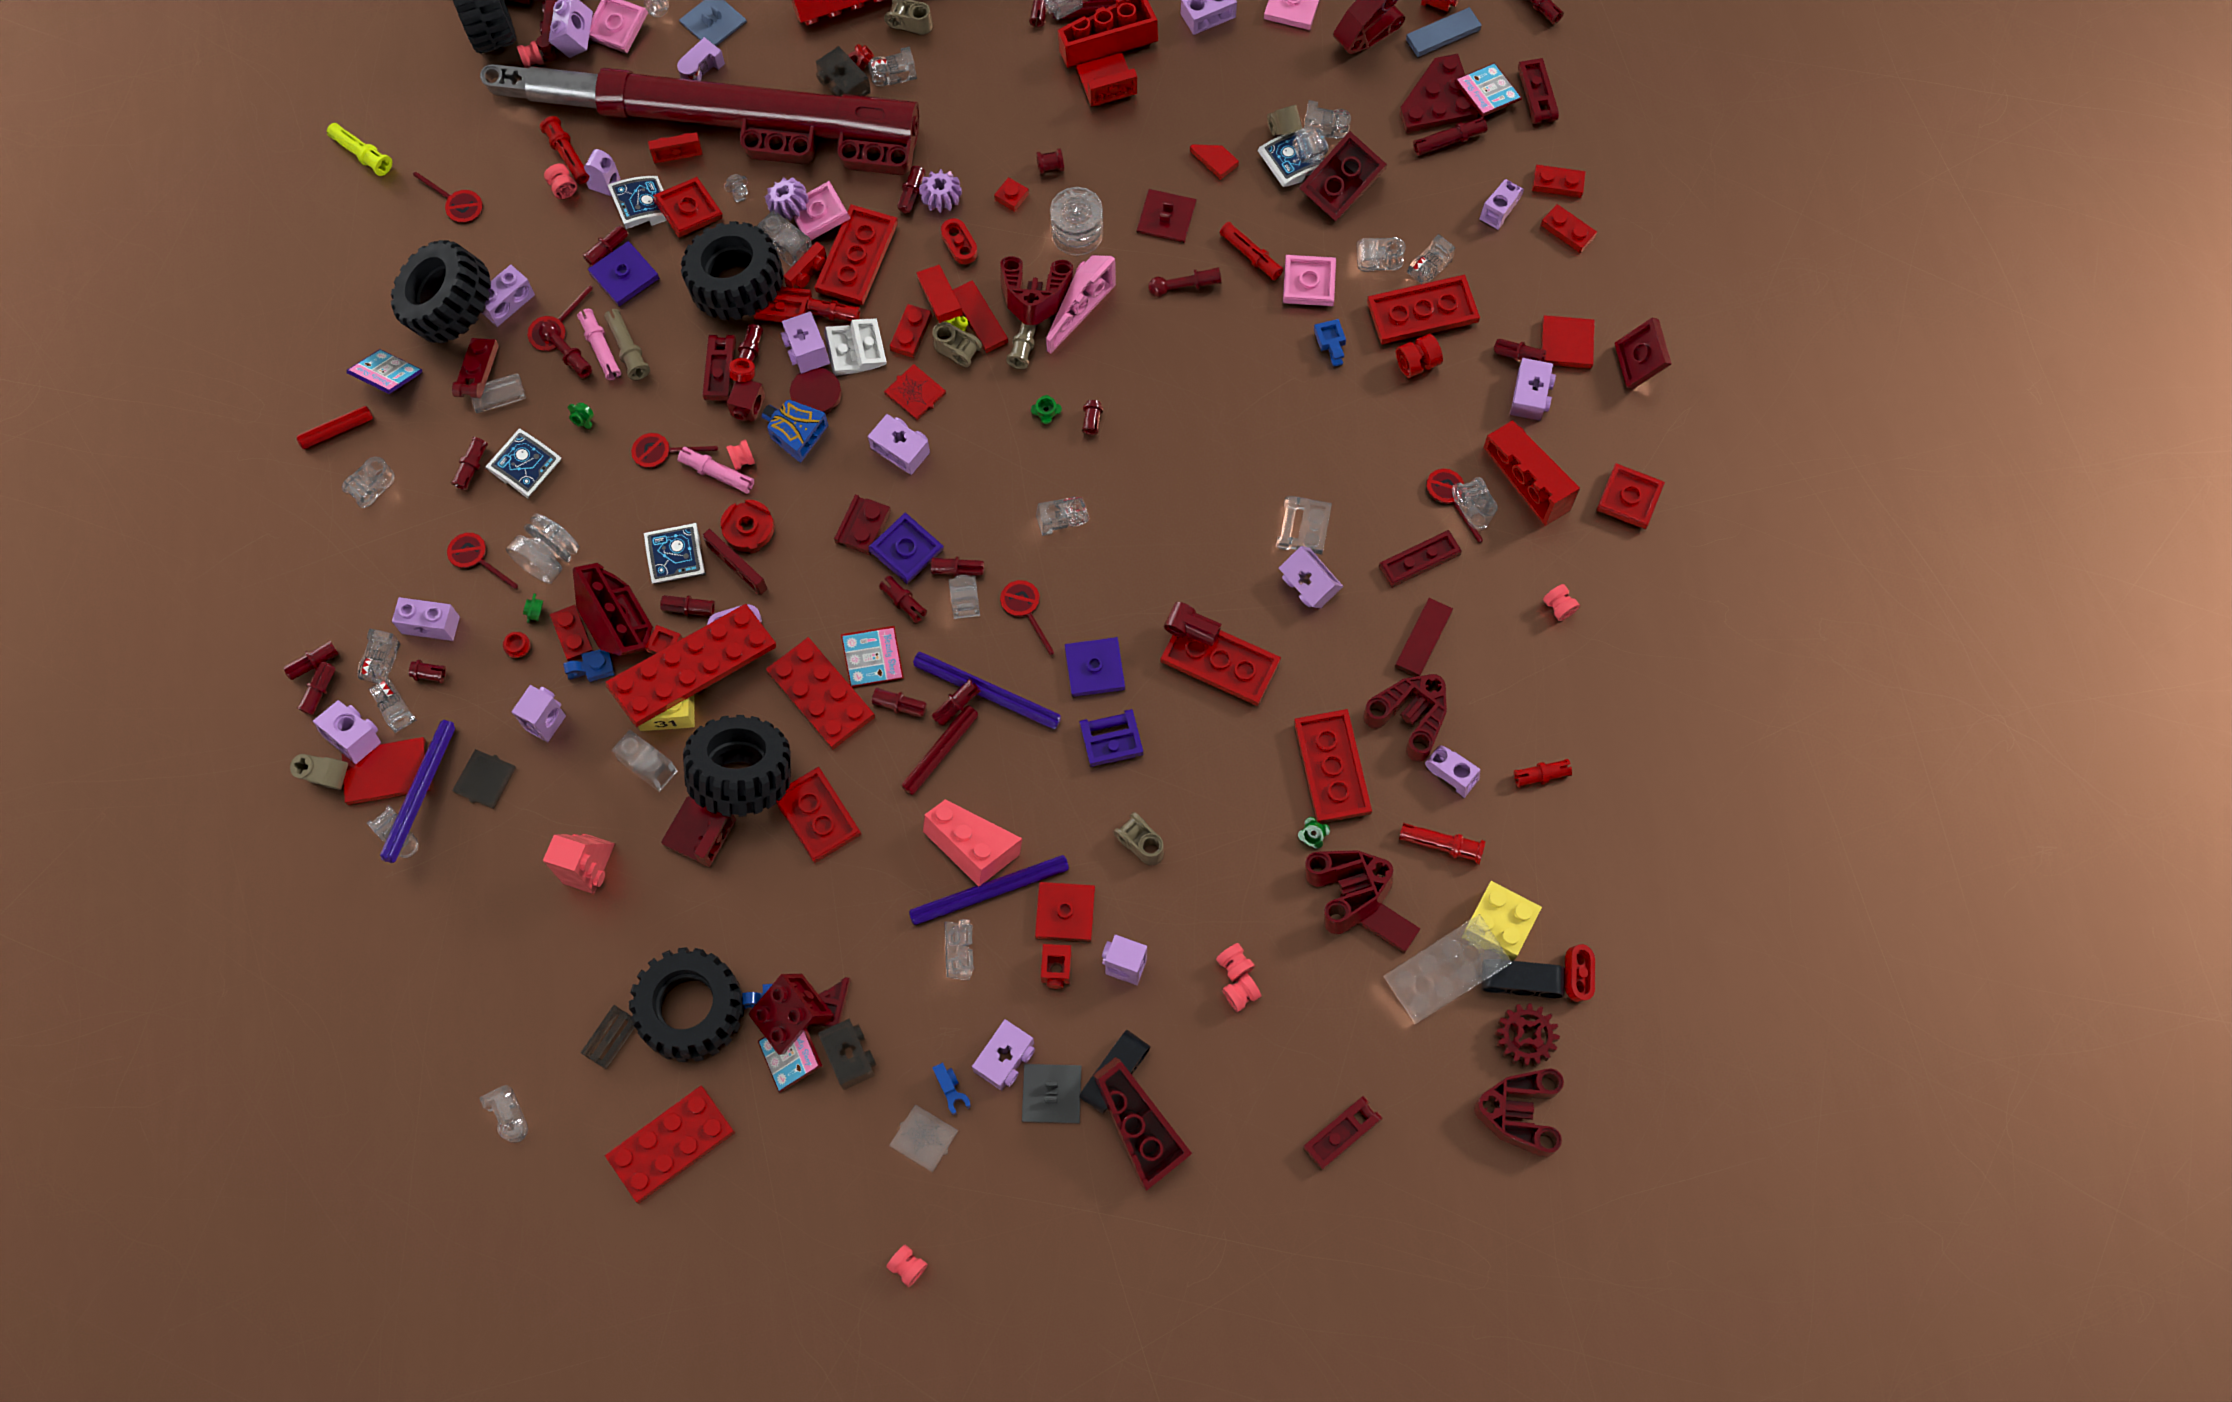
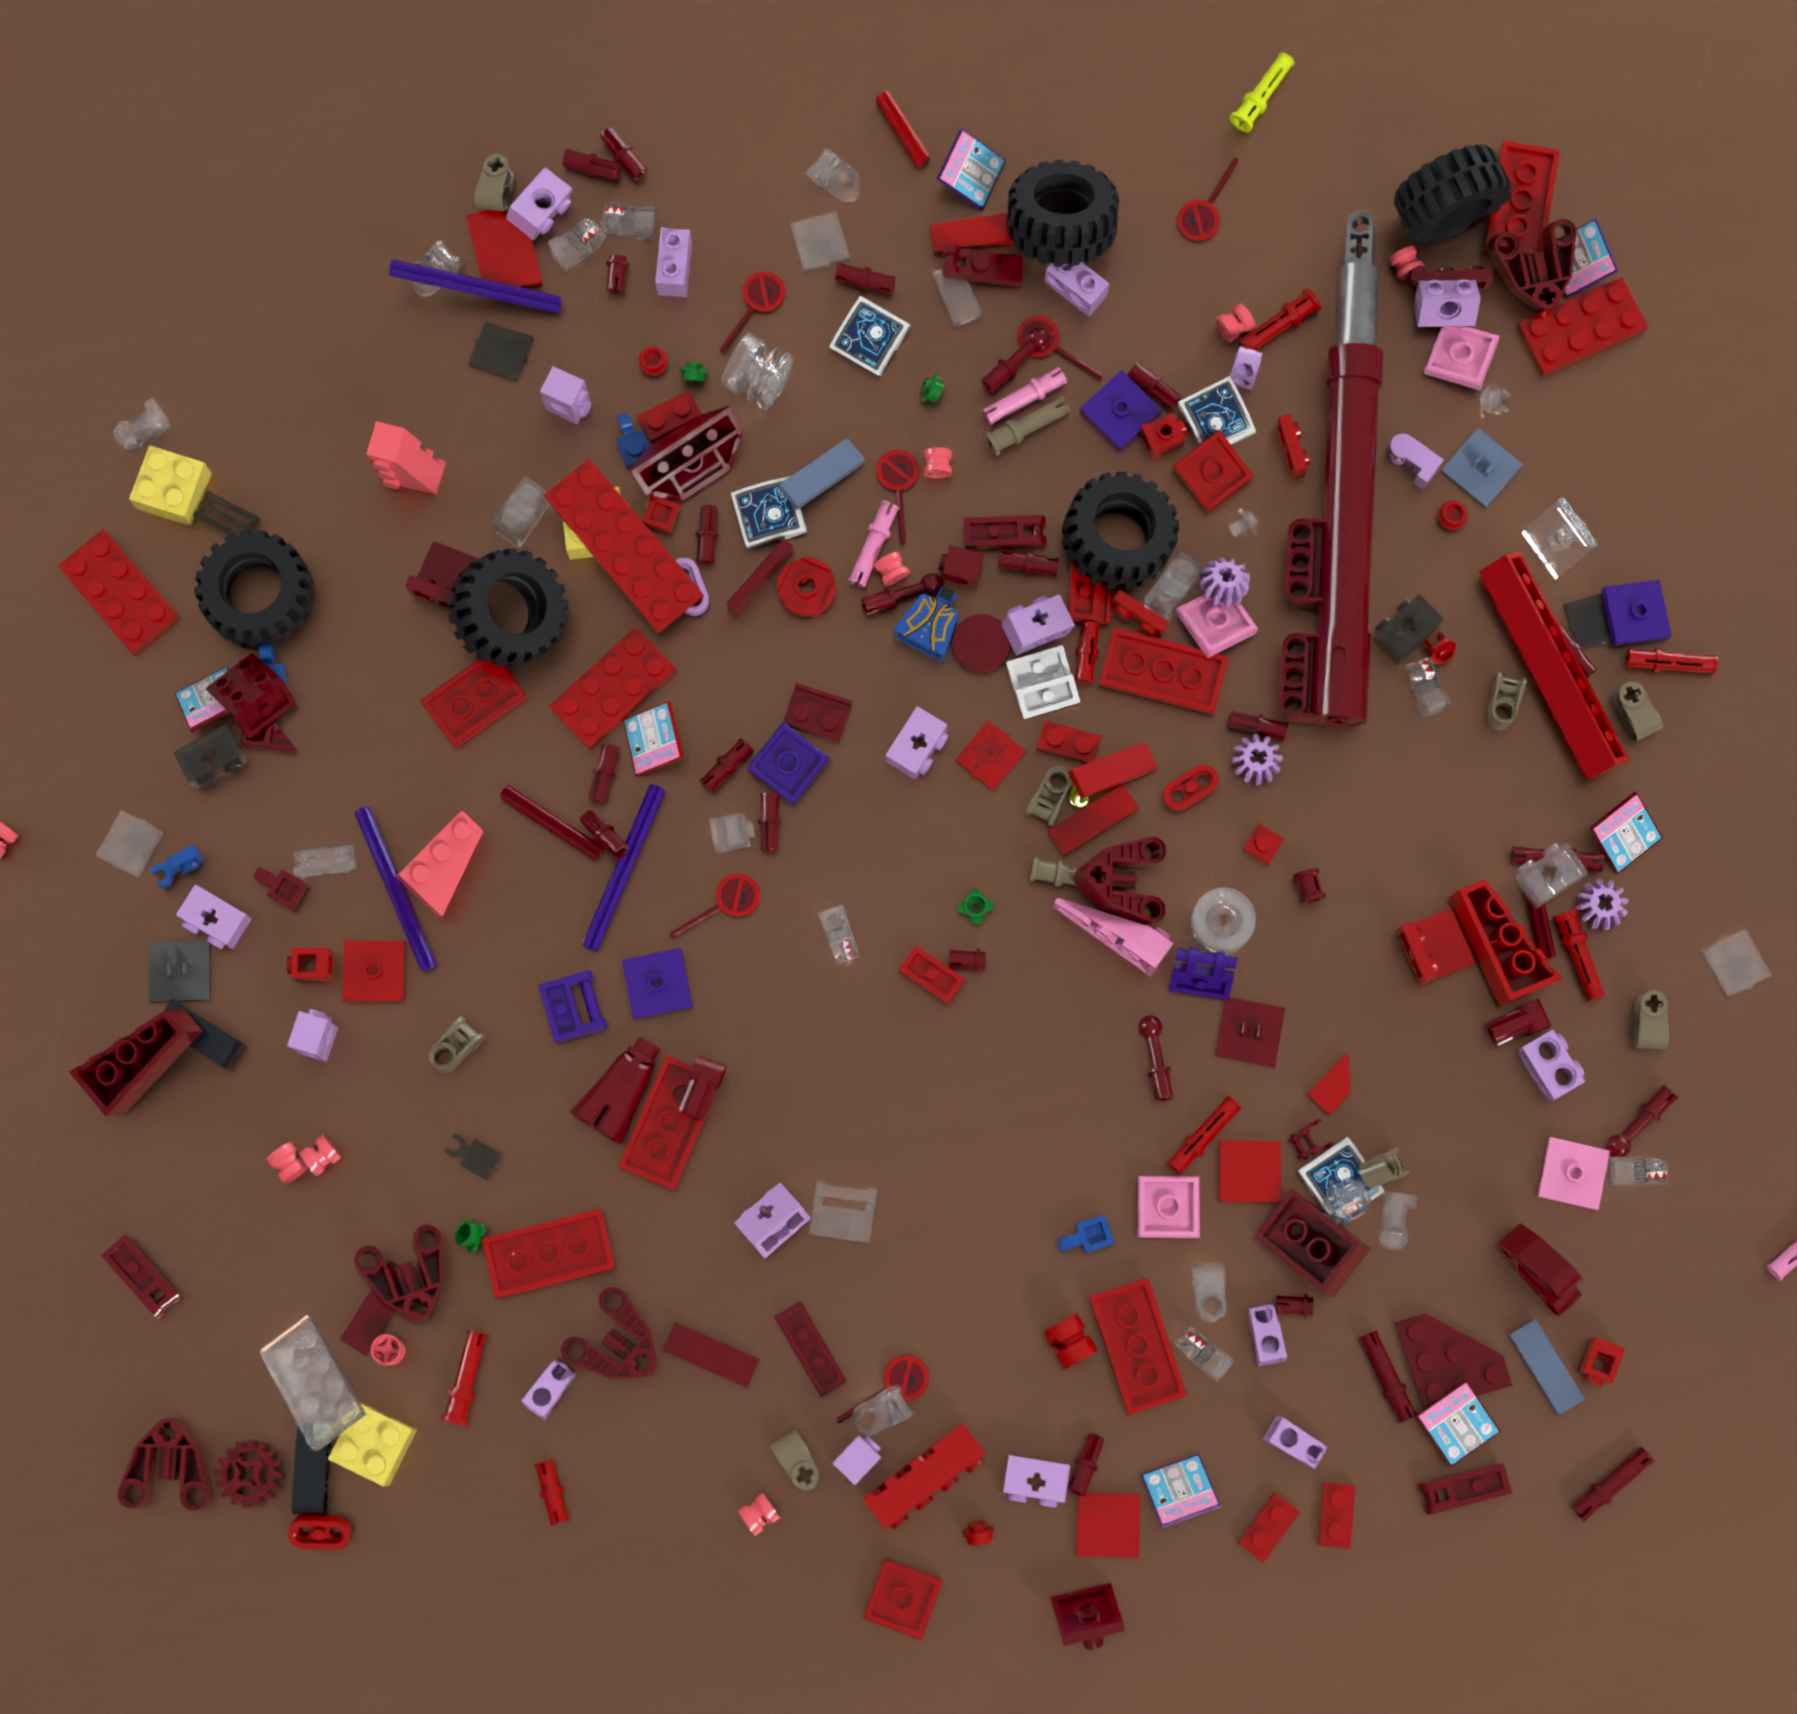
camera: 85 degrees right, 10 degrees up
(427, 501) = (820, 241): none -> clear piece
(442, 375) = (971, 233): none -> red tile
(571, 1085) = (170, 485): none -> light yellow brick
(645, 506) = (821, 474): none -> sand blue tile
(649, 414) = (937, 462): none -> coral wheel
(651, 241) = (1159, 444): none -> red brick
(741, 370) = (991, 556): red tile -> none
(750, 41) = (1452, 515): none -> red plate
(766, 460) = (929, 585): none -> dark red pin
(981, 989) = (283, 888): none -> dark red plate
(1103, 444) = (931, 974): none -> red plate
(1123, 240) = (1203, 980): none -> dark purple plate
(1172, 24) = (1523, 1021): none -> dark red piece
(1195, 704) = (615, 1096): none -> dark red piece
(1243, 826) = (477, 1159): none -> clear smoke plate
(1251, 181) = (1304, 1132): none -> dark red piece
(1282, 222) = (1250, 1171): none -> red tile
(1392, 195) = (1297, 1305): none -> dark red pin
(1416, 215) = (1266, 1335): none -> lavender leg
(1418, 901) = (382, 1349): none -> coral wheel
(1513, 571) = (794, 1456): none -> dark tan piece
(1517, 516) = (858, 1458): none -> lavender brick
(1541, 284) = (1180, 1491): none -> piece
(1576, 435) = (978, 1533): none -> red plate

